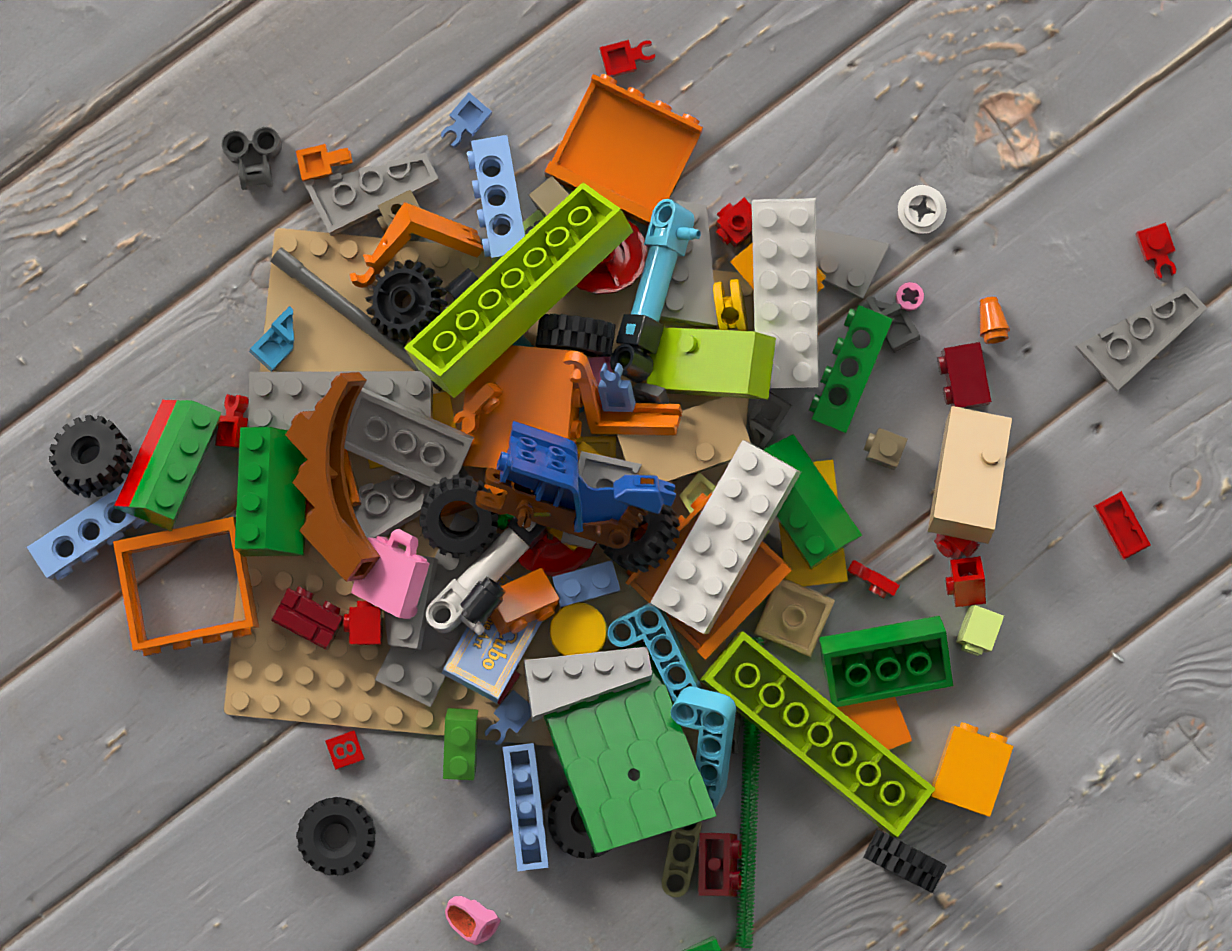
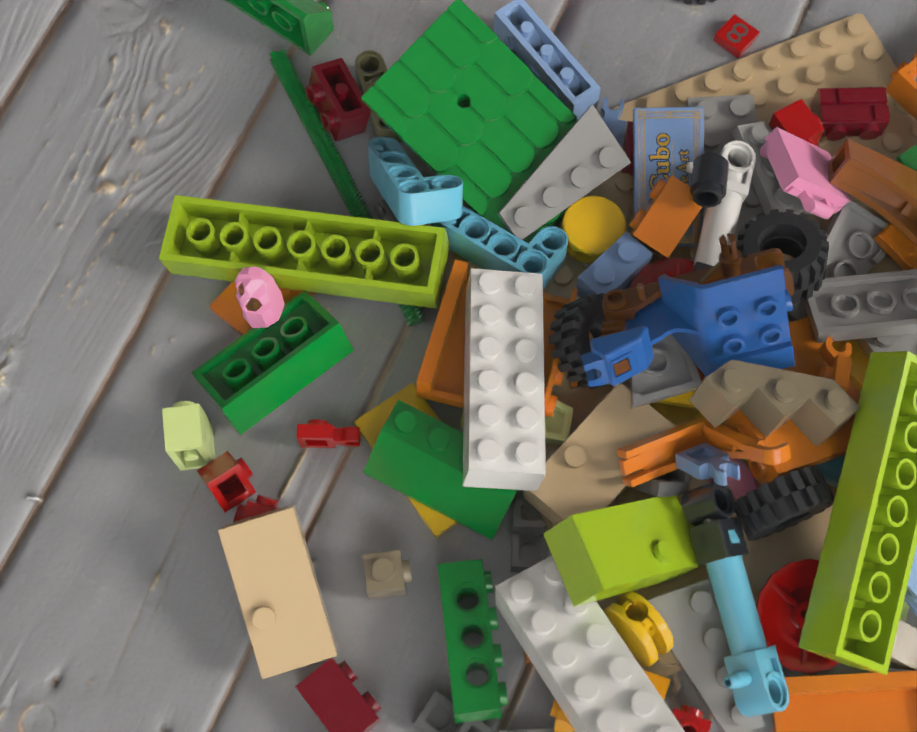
camera: 155 degrees right, 15 degrees down
(460, 744) = (639, 77): bright green brick -> none
(546, 402) = (774, 397): none -> dark tan brick
(794, 617) = (387, 358): tan tile -> none
(873, 713) = (258, 297): none -> bright pink rock
(904, 861) = (153, 177): black tyre -> none
(971, 769) = (134, 306): light orange brick -> none
(1122, 525) = (86, 634): red plate -> none

